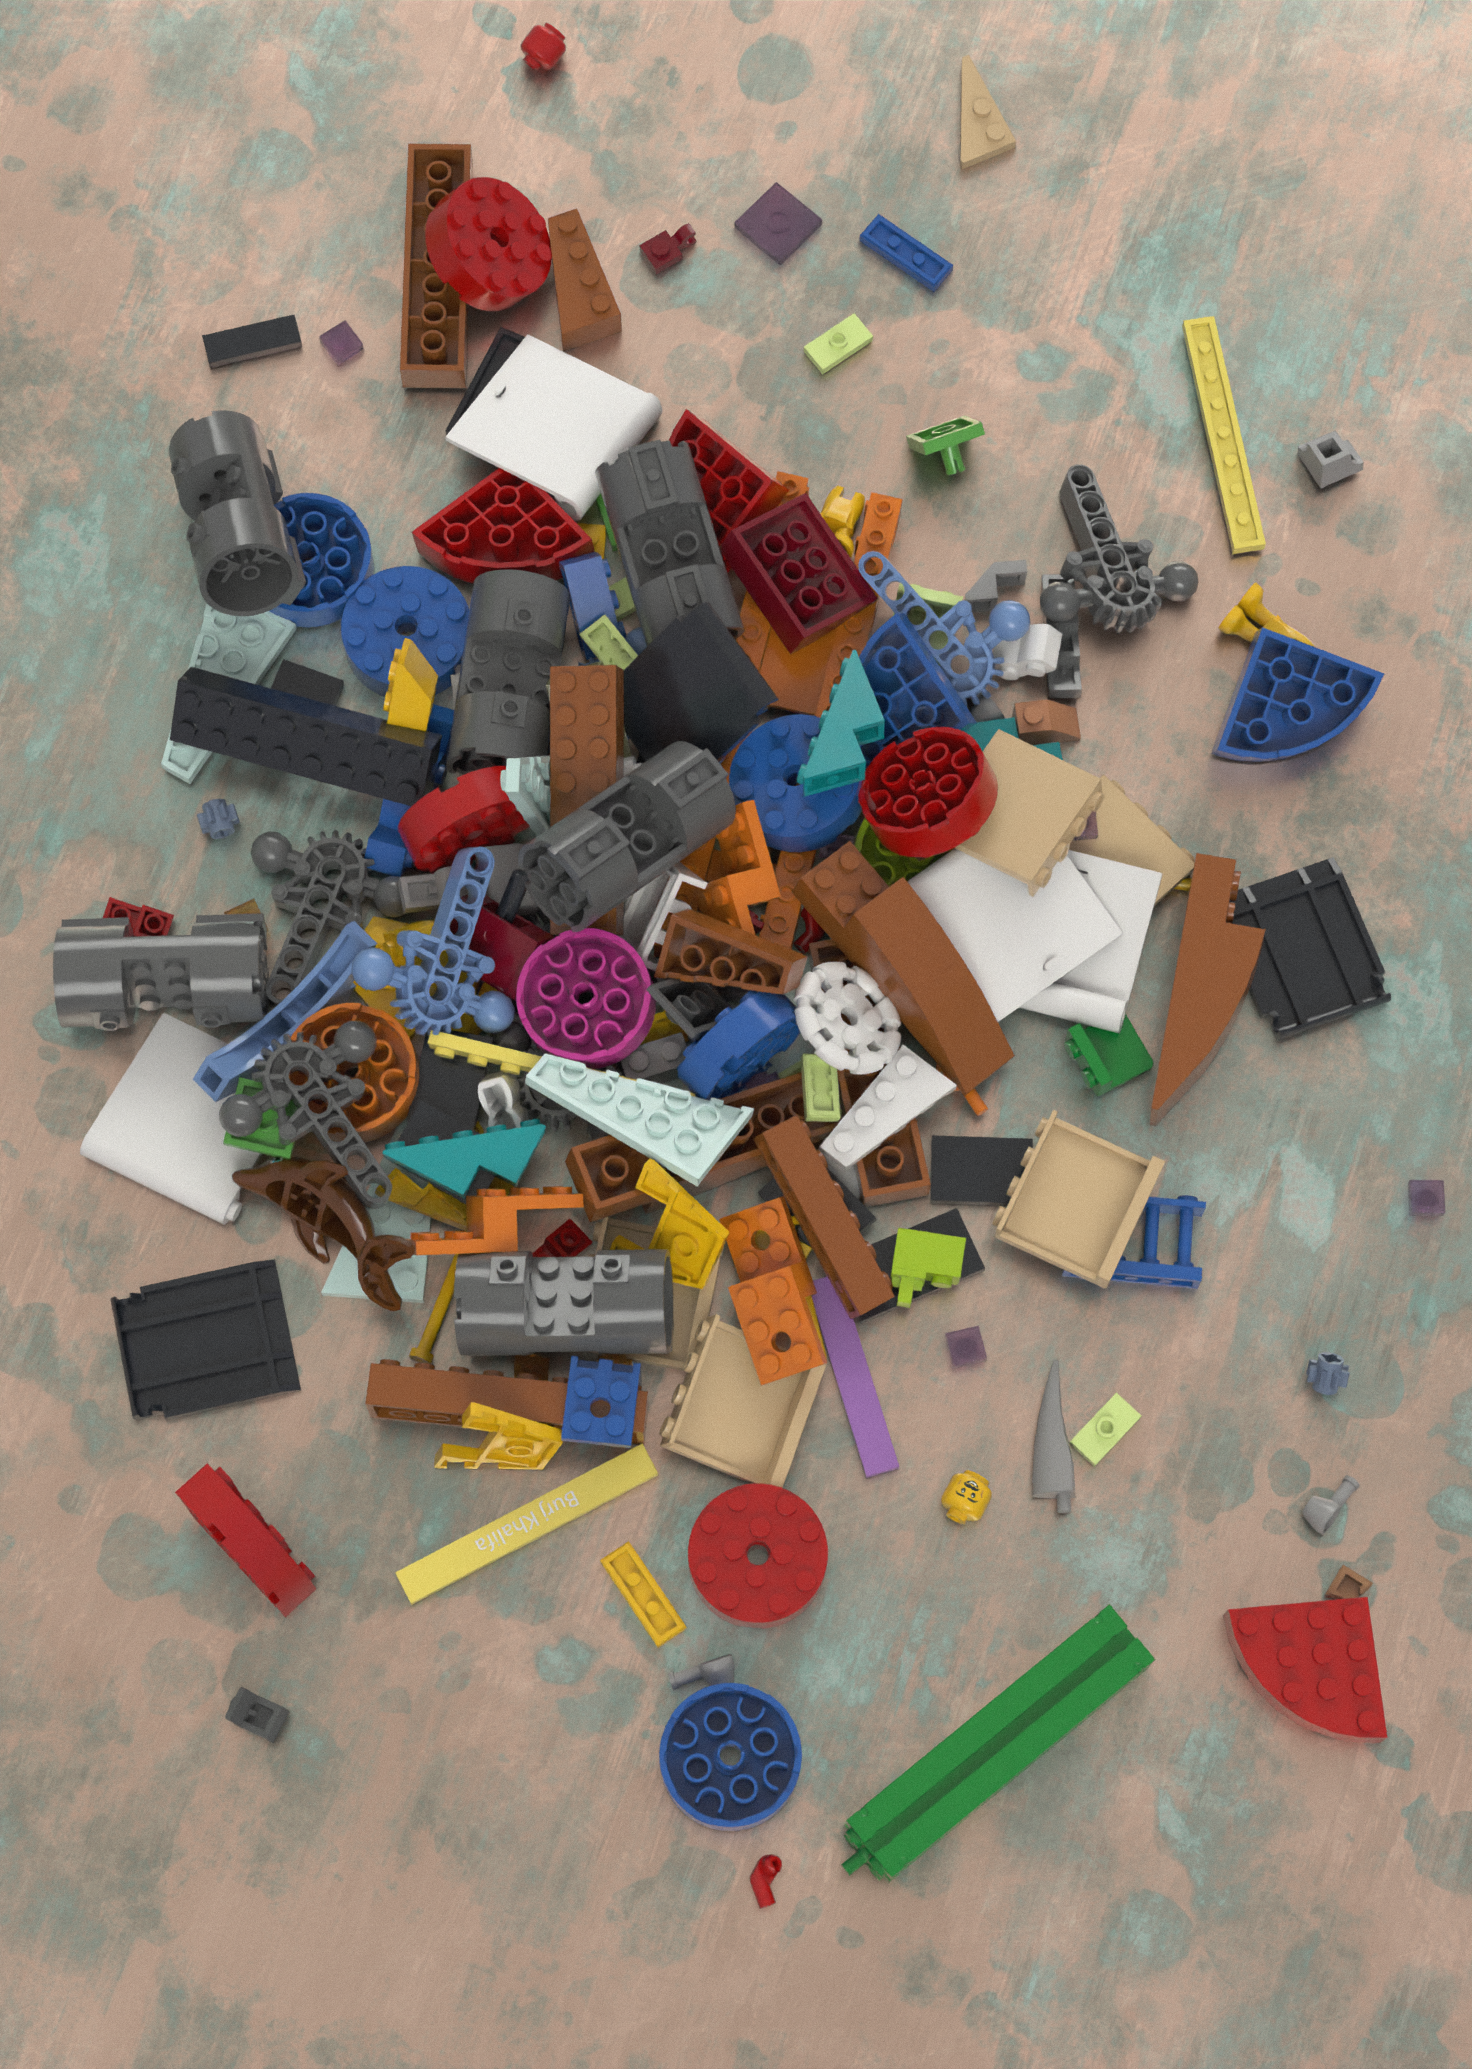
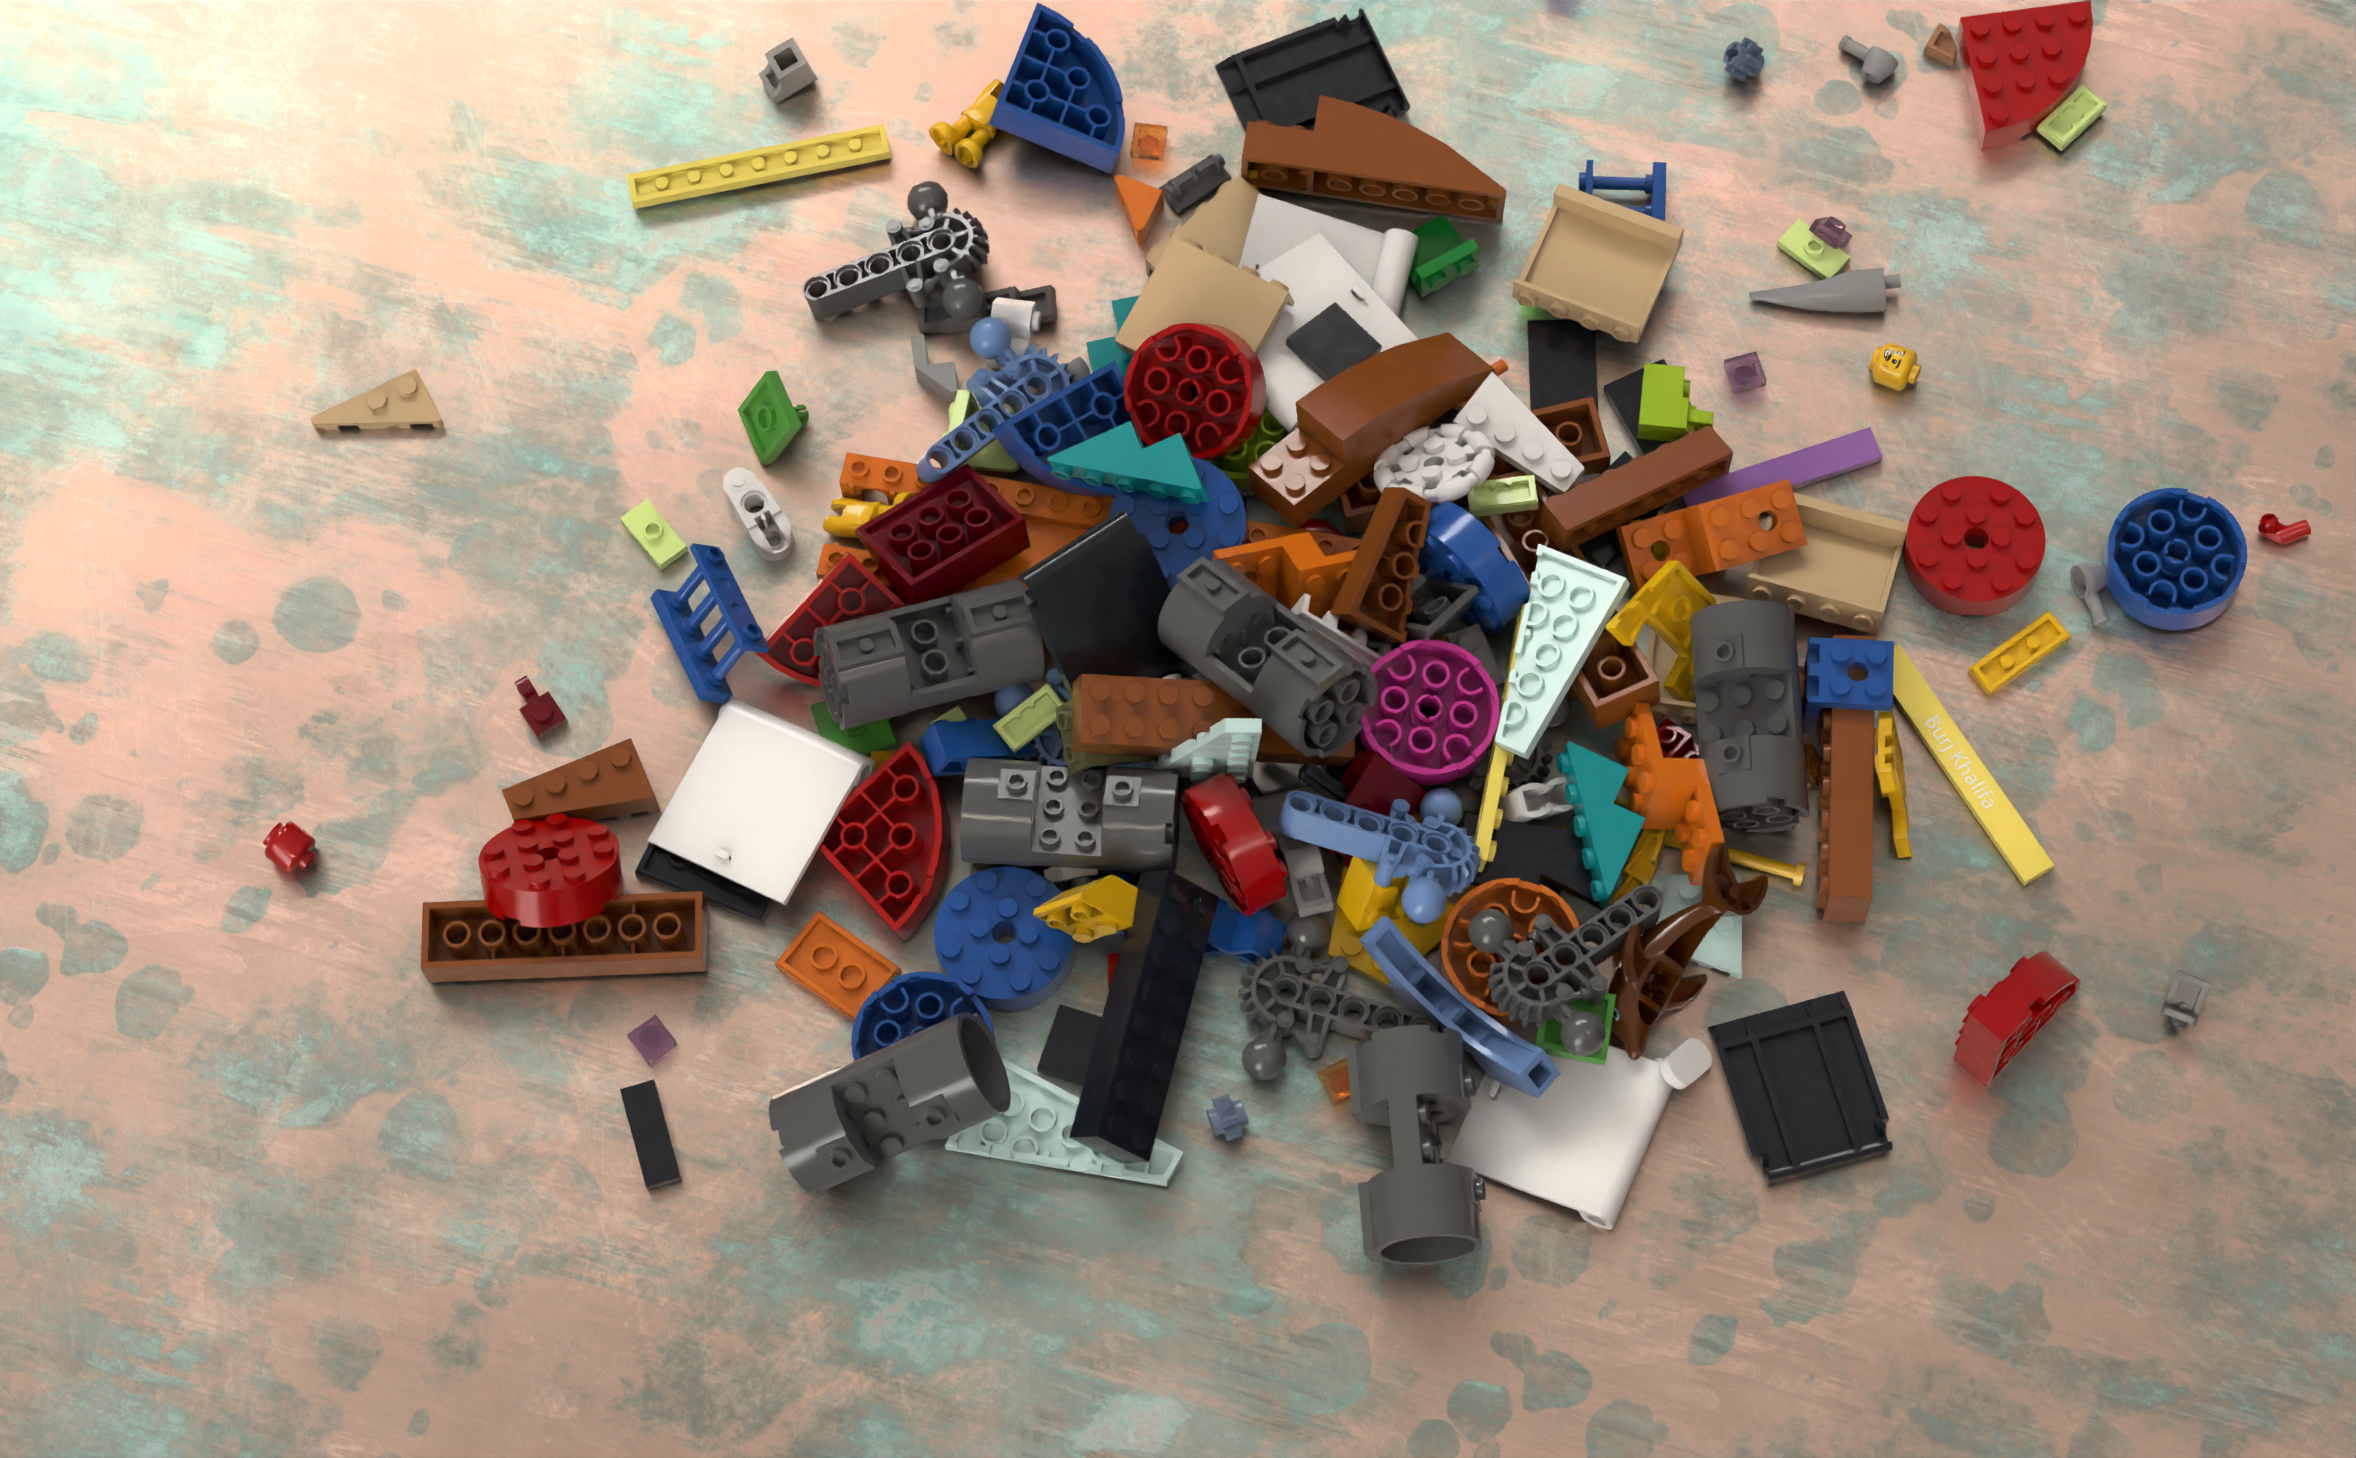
camera: 85 degrees left, 5 degrees down
(143, 920) = (1343, 1205): red slope -> none
(230, 1229) = (1686, 1063): none -> white tile
(399, 495) = (836, 965): none -> orange tile
(727, 376) = (685, 630): none -> blue fence
(778, 223) = (509, 600): clear purple tile -> none
(872, 415) = (746, 492): none -> white piece
(906, 252) = (545, 473): blue tile -> none
(986, 932) = (1332, 342): none -> black tile
(995, 1746) = (2137, 326): green brick -> none
(1046, 722) = (1085, 320): nougat slope -> none
(1122, 1445) = (1831, 231): none -> plate
(1167, 776) = (1140, 204): none -> orange slope
(1197, 828) = (1196, 182): none -> dark grey hinge
(1243, 788) = (1148, 141): none -> clear orange plate
(1256, 1712) = (2072, 117): none -> yellowish green plate

